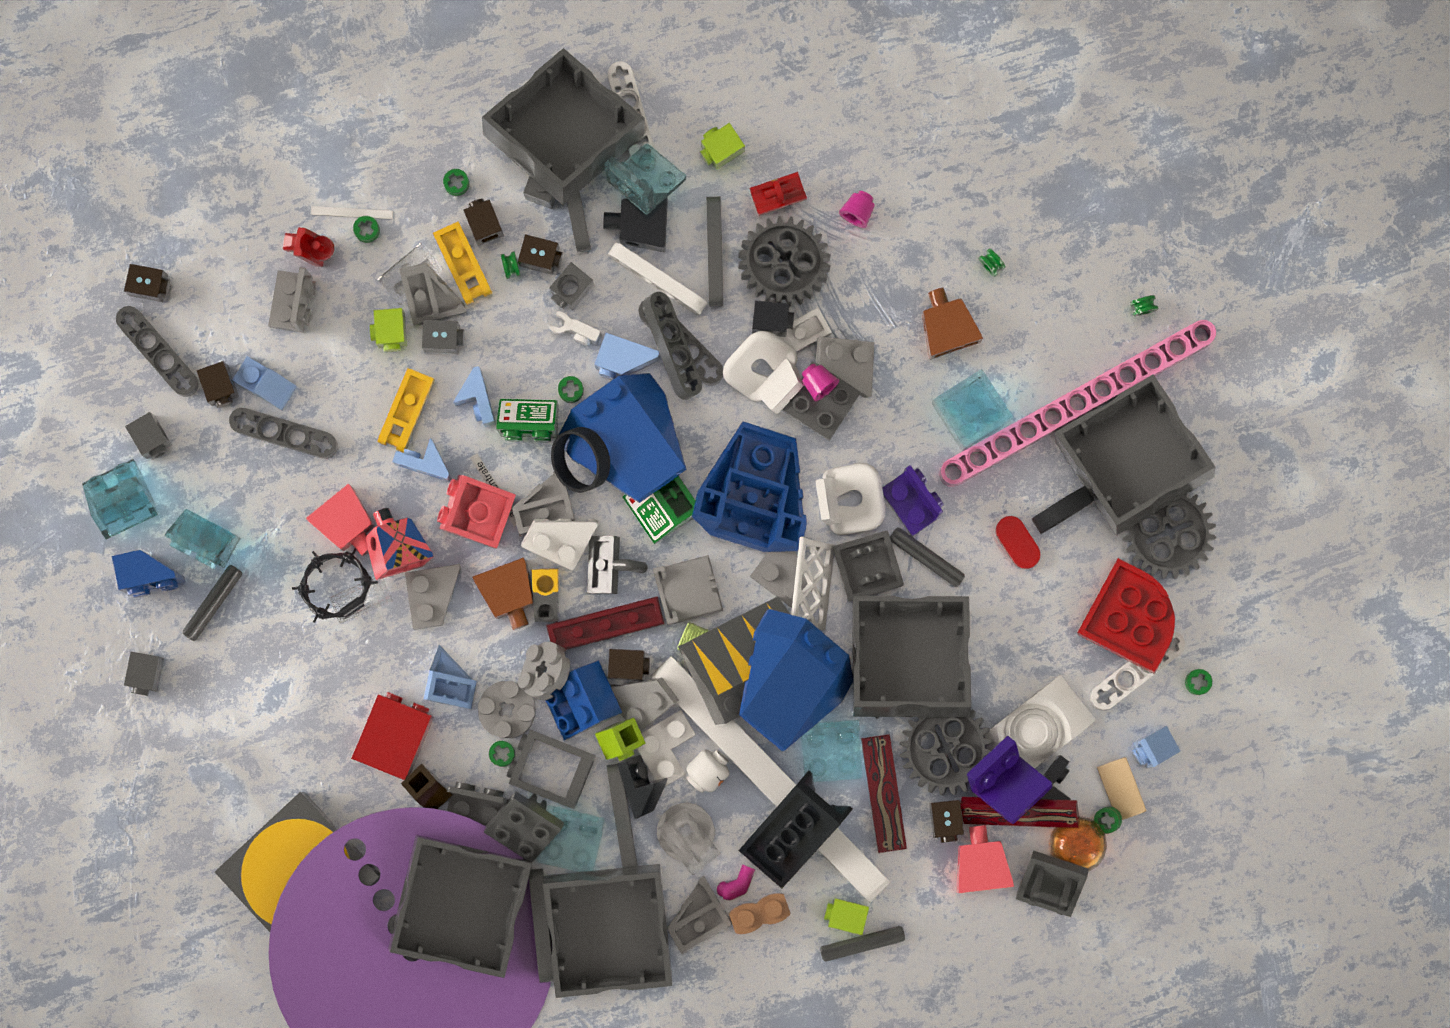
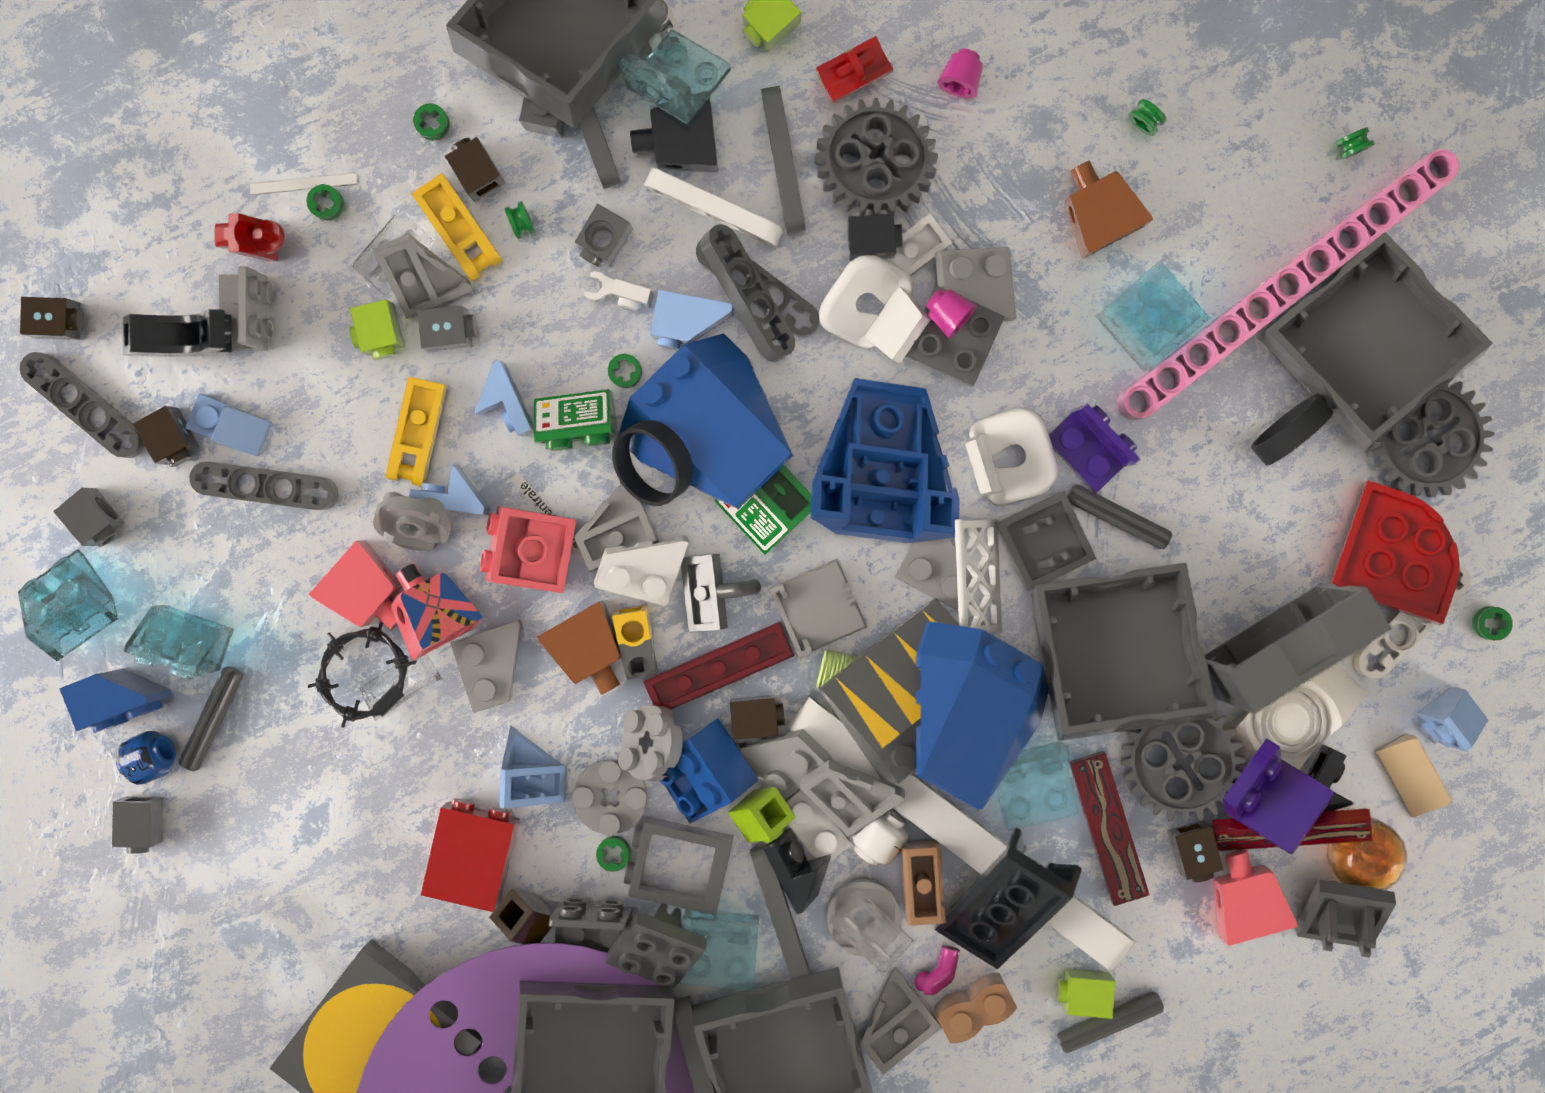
camera: 10 degrees left, 5 degrees up
(158, 623) = (145, 757): none -> blue head
(241, 310) = (178, 335): none -> black arch
(405, 471) = (412, 521): none -> light grey plate
(540, 254) = (555, 200): dark brown brick -> none
(688, 732) = (849, 795): none -> light grey wing
(734, 809) = (922, 882): none -> medium nougat brick
(1017, 542) = (1233, 479): red tile -> none
(1033, 666) = (1294, 645): none -> dark grey tile
(1112, 812) = (1408, 810): green bush -> none

